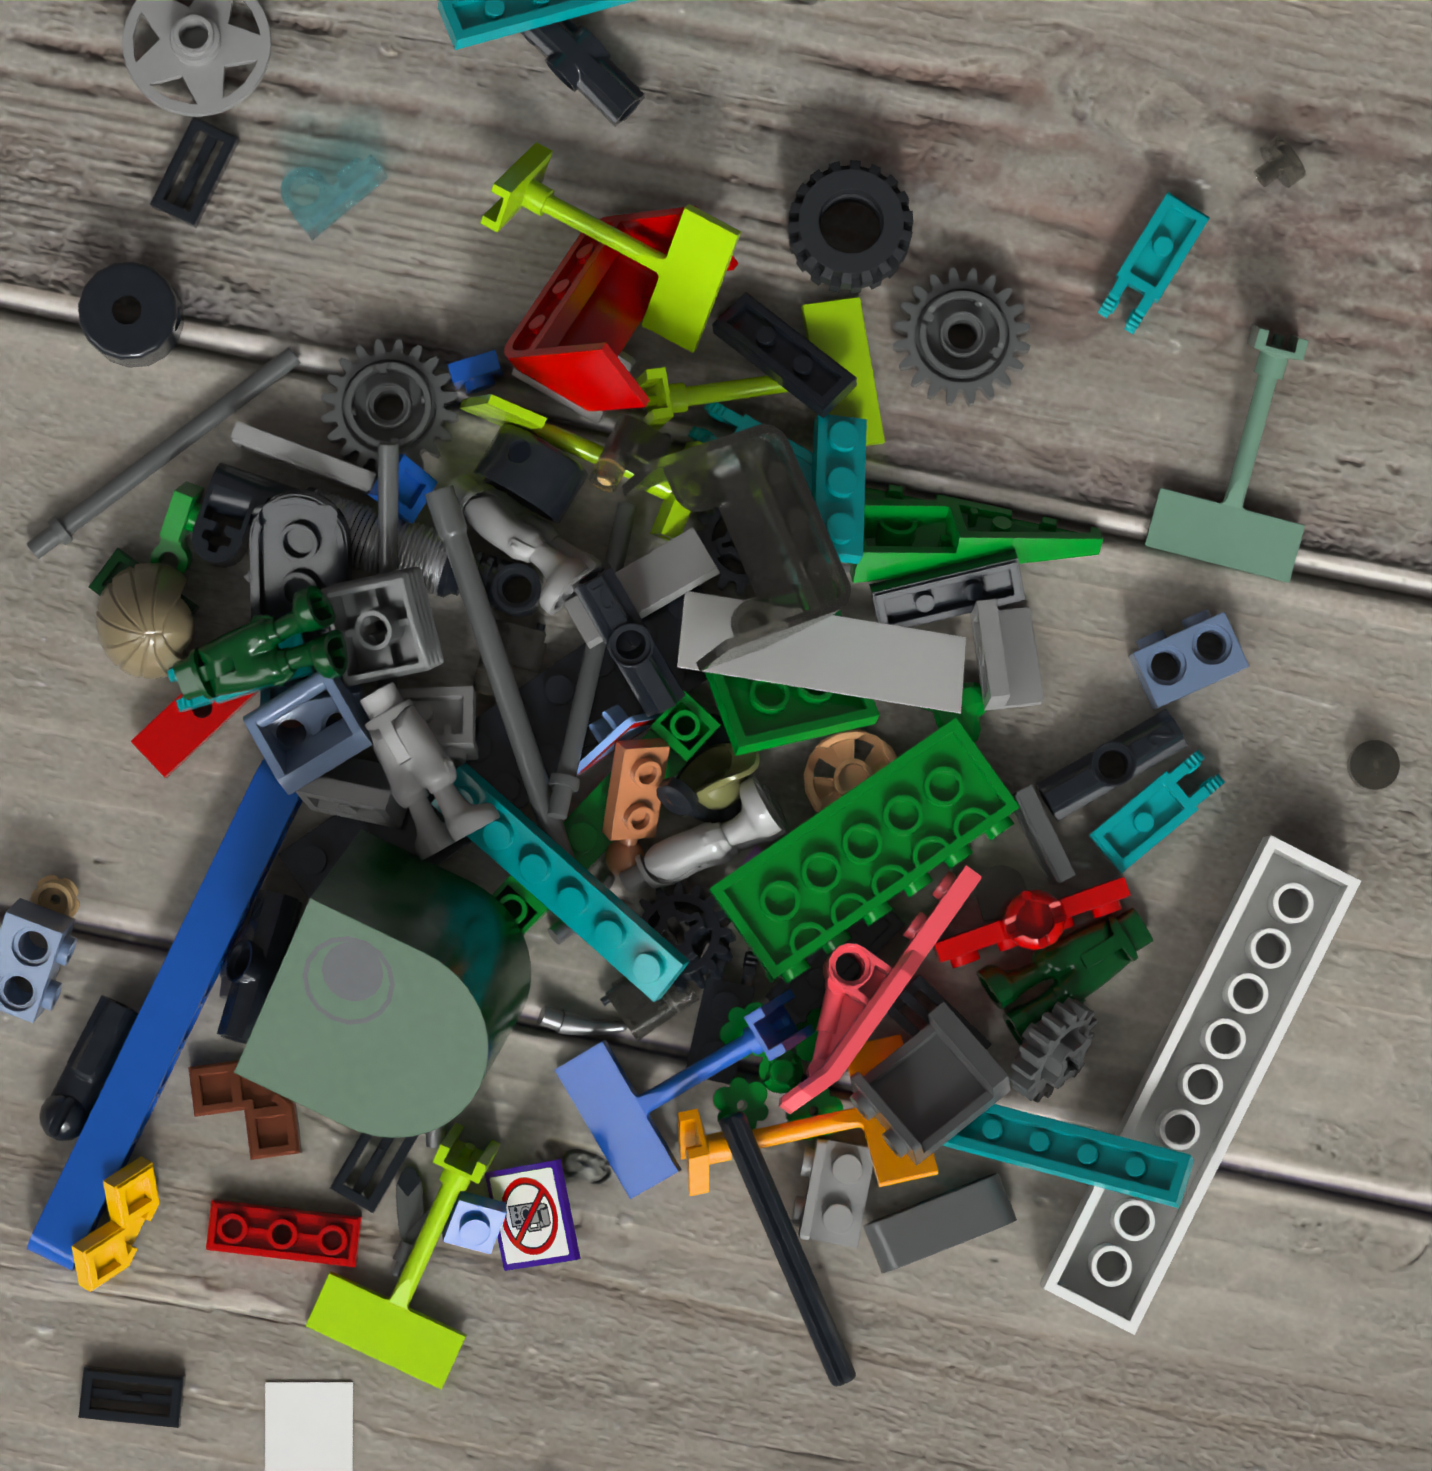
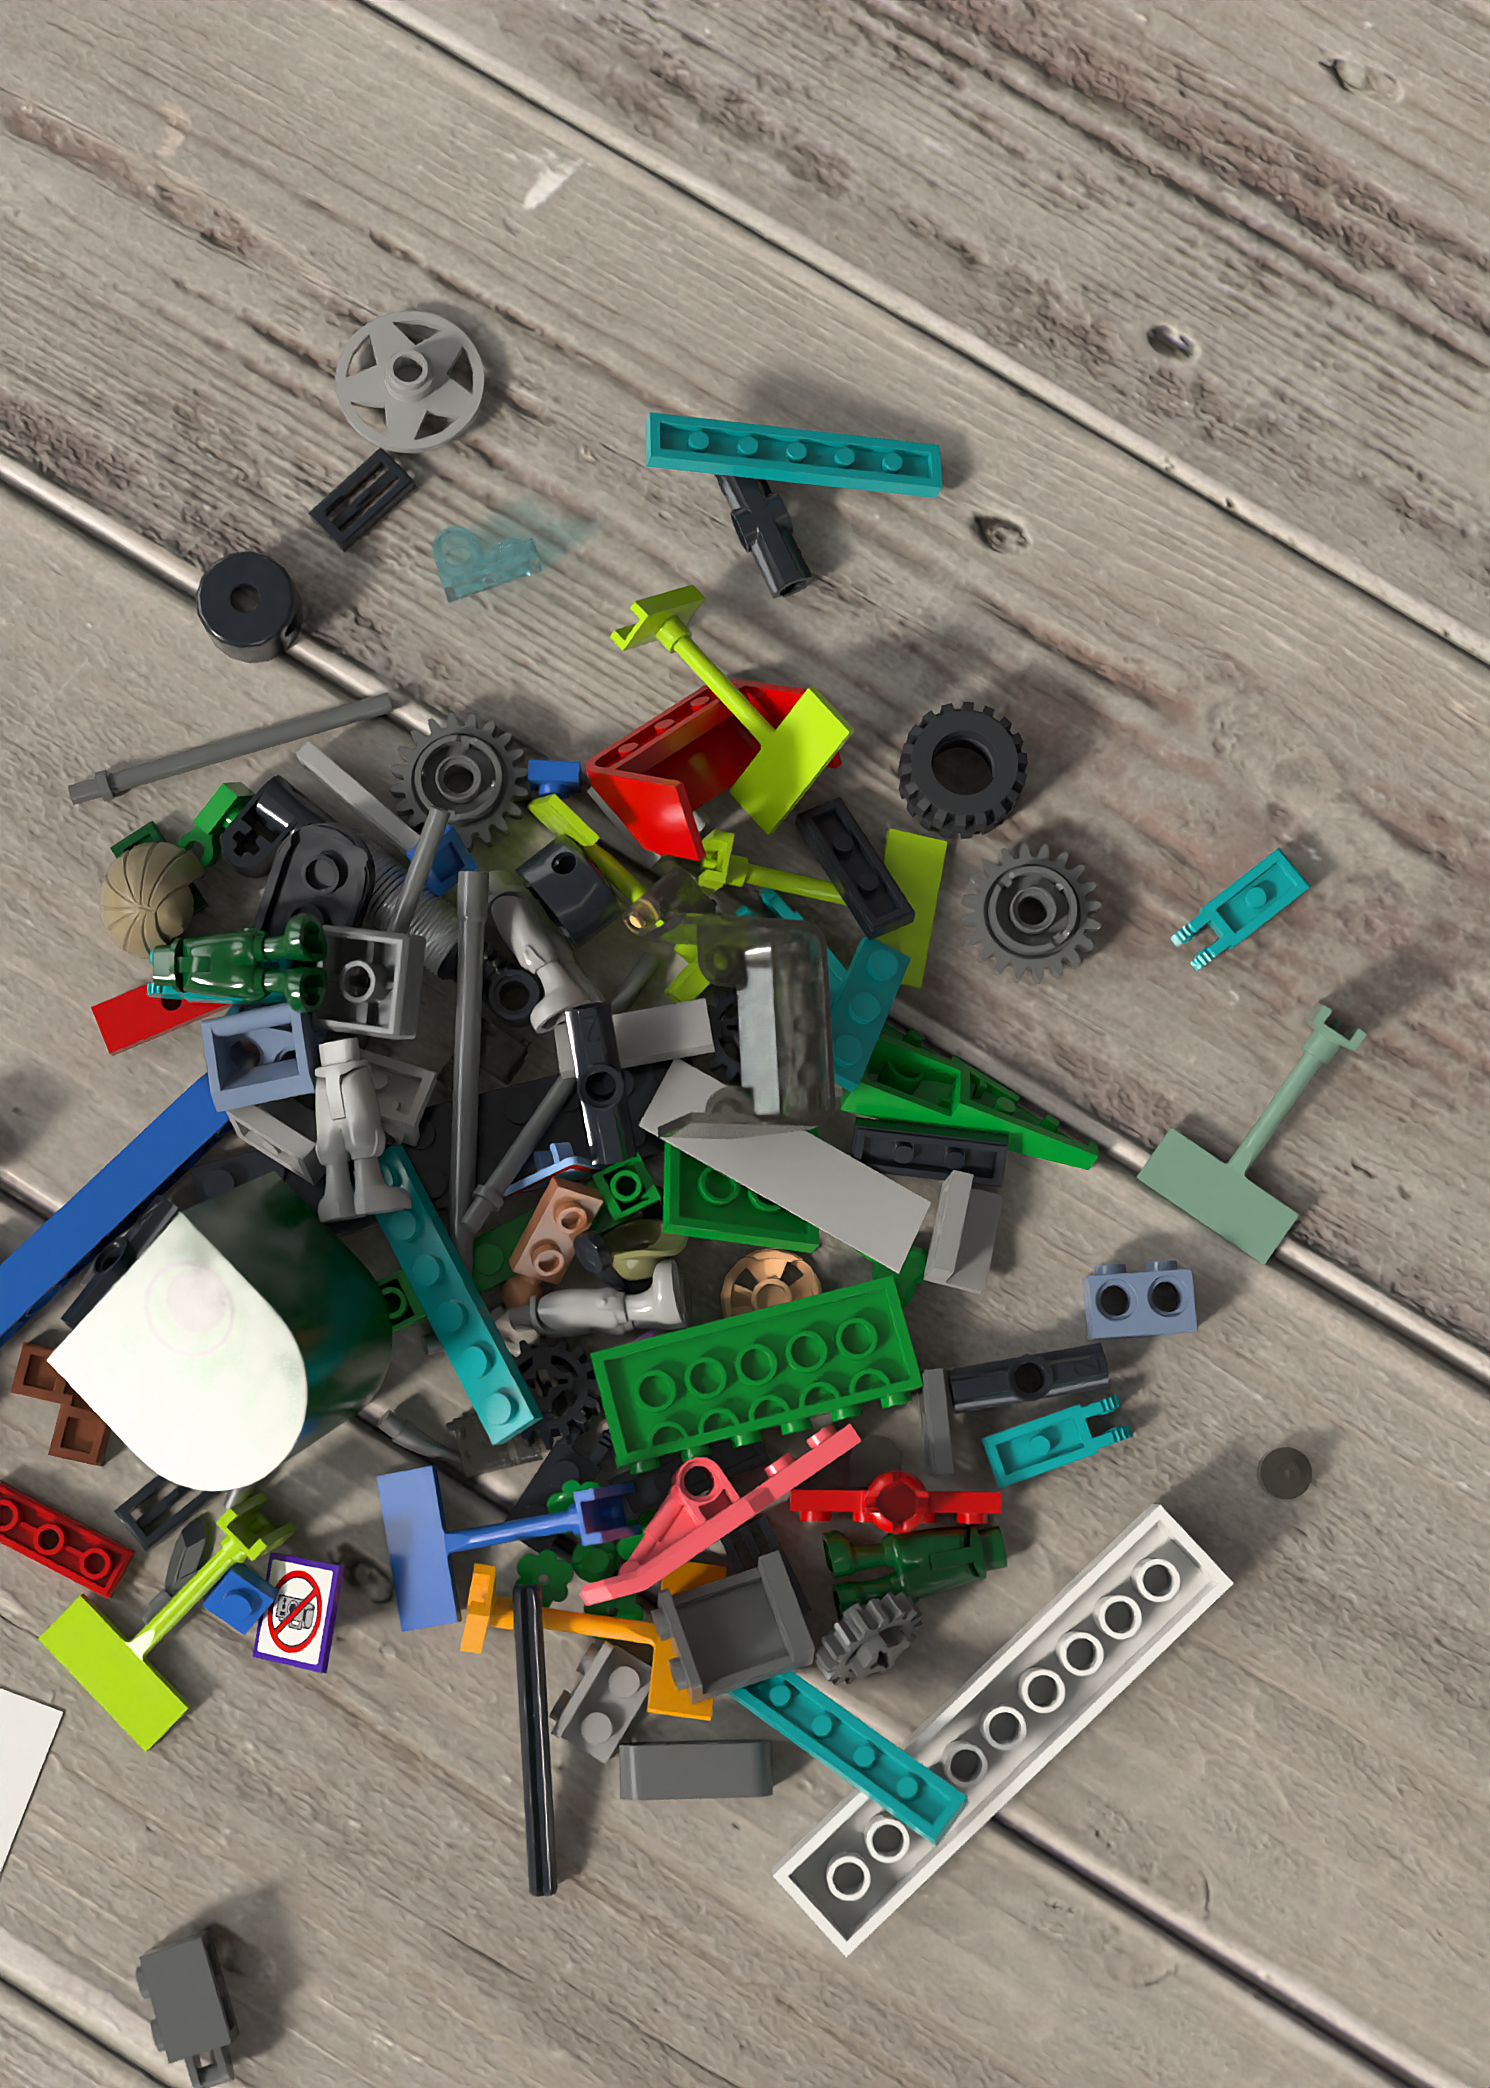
camera: 15 degrees right, 5 degrees down
(1279, 164) = (1396, 860): clear smoke tile -> none

